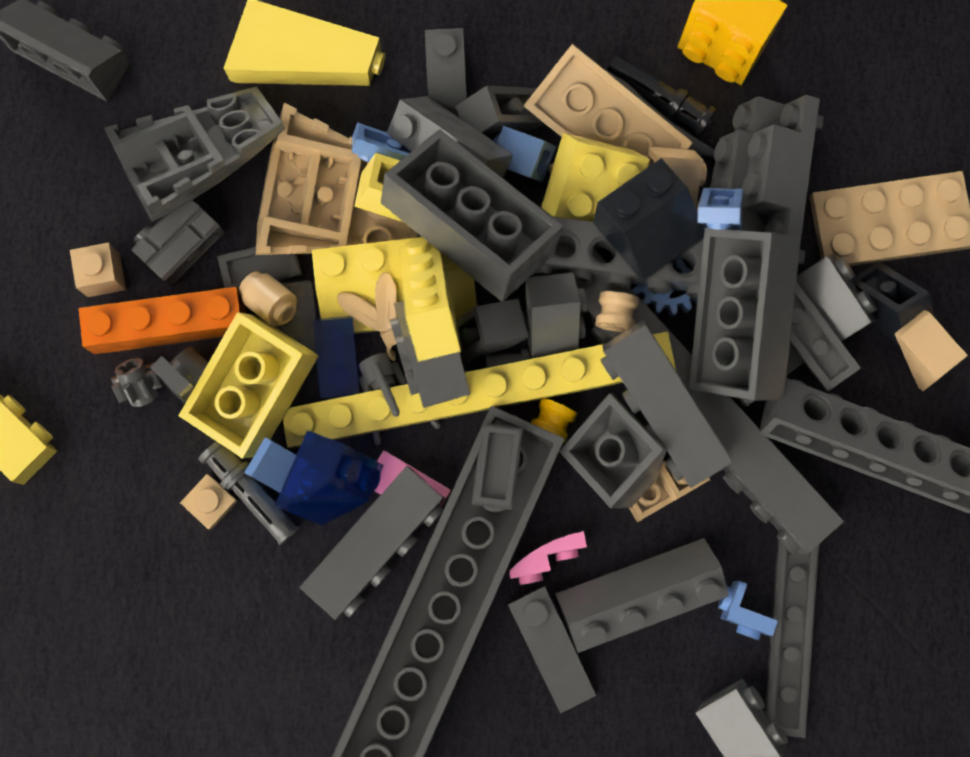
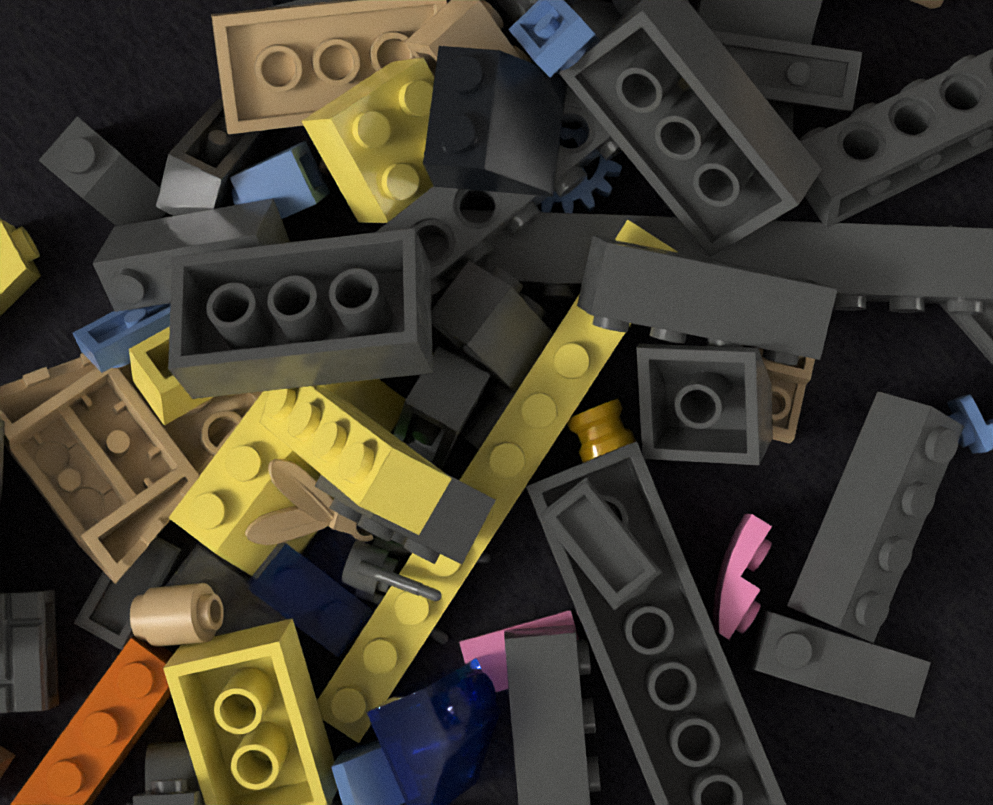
camera: 35 degrees left, 5 degrees up
(616, 311) = (554, 253): tan wheel -> none

